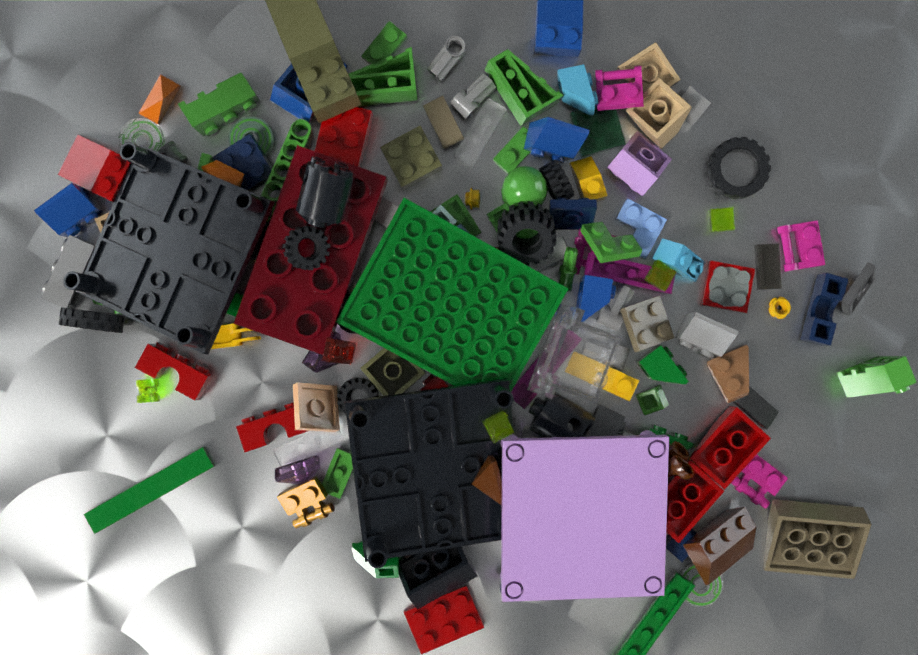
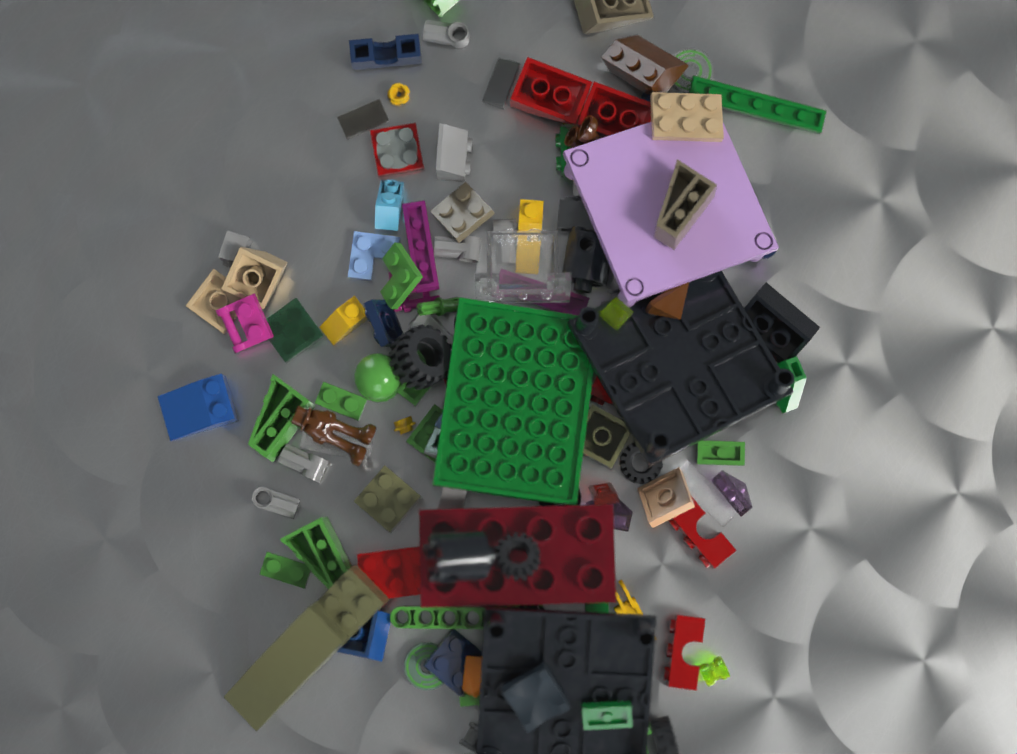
camera: 110 degrees left, 5 degrees down
(138, 276) = (607, 715): none -> green plate
(149, 490) = (810, 632): green tile -> none
(177, 217) = (535, 697): none -> black brick
(220, 105) = (405, 707): bright green wedge -> none
(302, 496) = (756, 478): plate -> none
(443, 122) = (339, 482): dark tan slope -> none
(444, 619) = (820, 299): red plate -> none
(499, 121) = (321, 425): none -> reddish brown piece
(554, 139) = (319, 366): blue slope -> none
(557, 181) = (359, 347): black tyre -> none
(576, 88) = (258, 366): medium azure slope -> none
(576, 530) = (684, 203): none -> dark tan wedge
(594, 294) = (455, 272): blue slope -> none
(639, 163) = (309, 277): lavender slope -> none
(652, 400) = (533, 180): bright green slope -> none
(658, 564) = (686, 117): none -> tan plate
(659, 366) = (499, 184): green slope -> none
(660, 275) = (412, 217): clear neon green tile -> none
(721, 219) = (334, 179): clear neon green tile -> none
(732, 373) = (479, 115): medium nougat wing -> none
(757, 153) = (267, 160): black tyre -> none
(765, 476) = (564, 49): dark pink plate -> none
(807, 243) = (326, 90): dark pink plate -> none
(820, 370) = (443, 33): none -> light grey piece
(858, 289) = (354, 27): flat silver tile -> none

